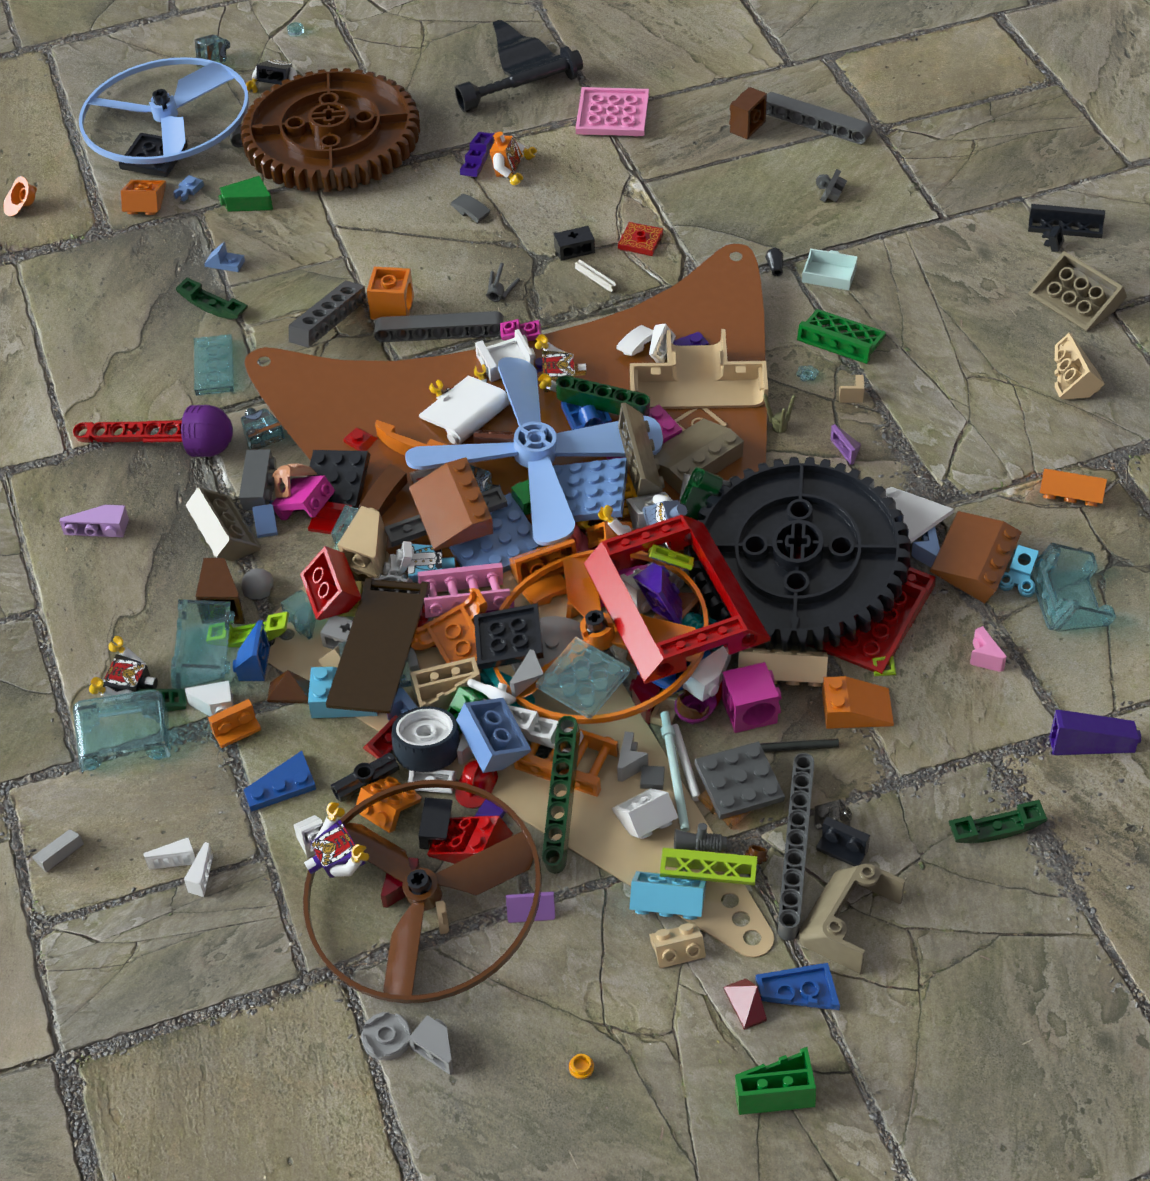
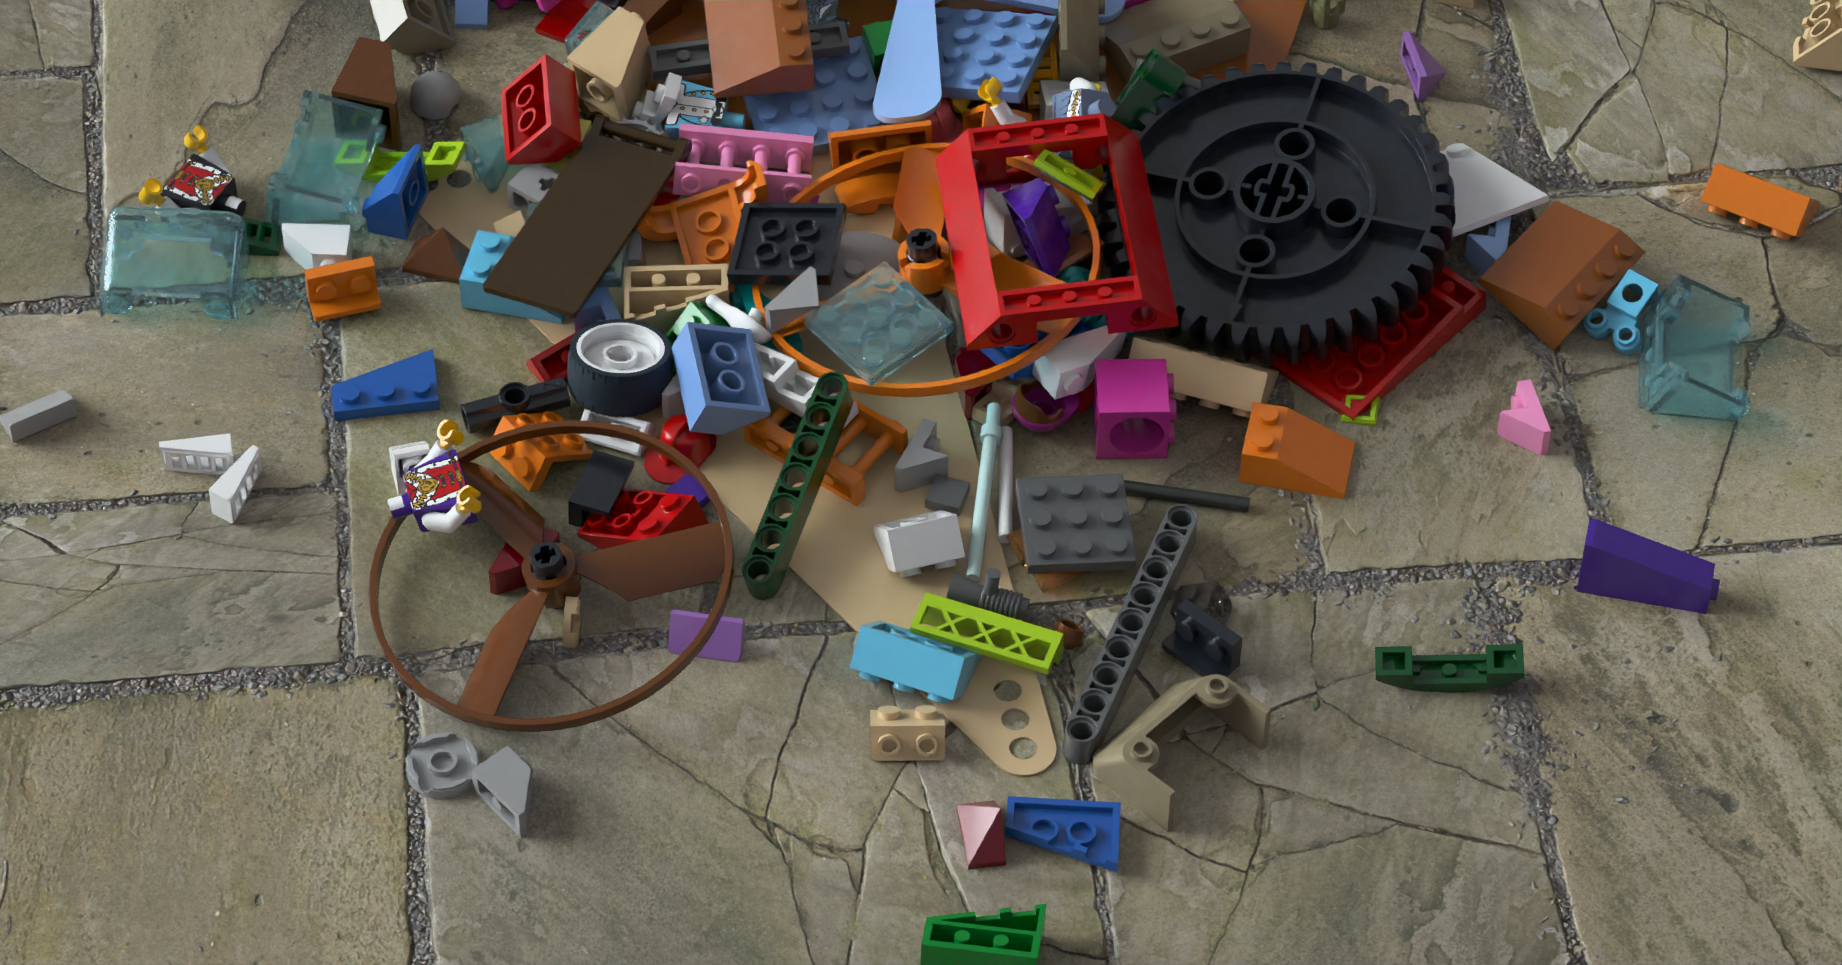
camera: 10 degrees right, 0 degrees up
(581, 1066) = (712, 864): light orange plate -> none

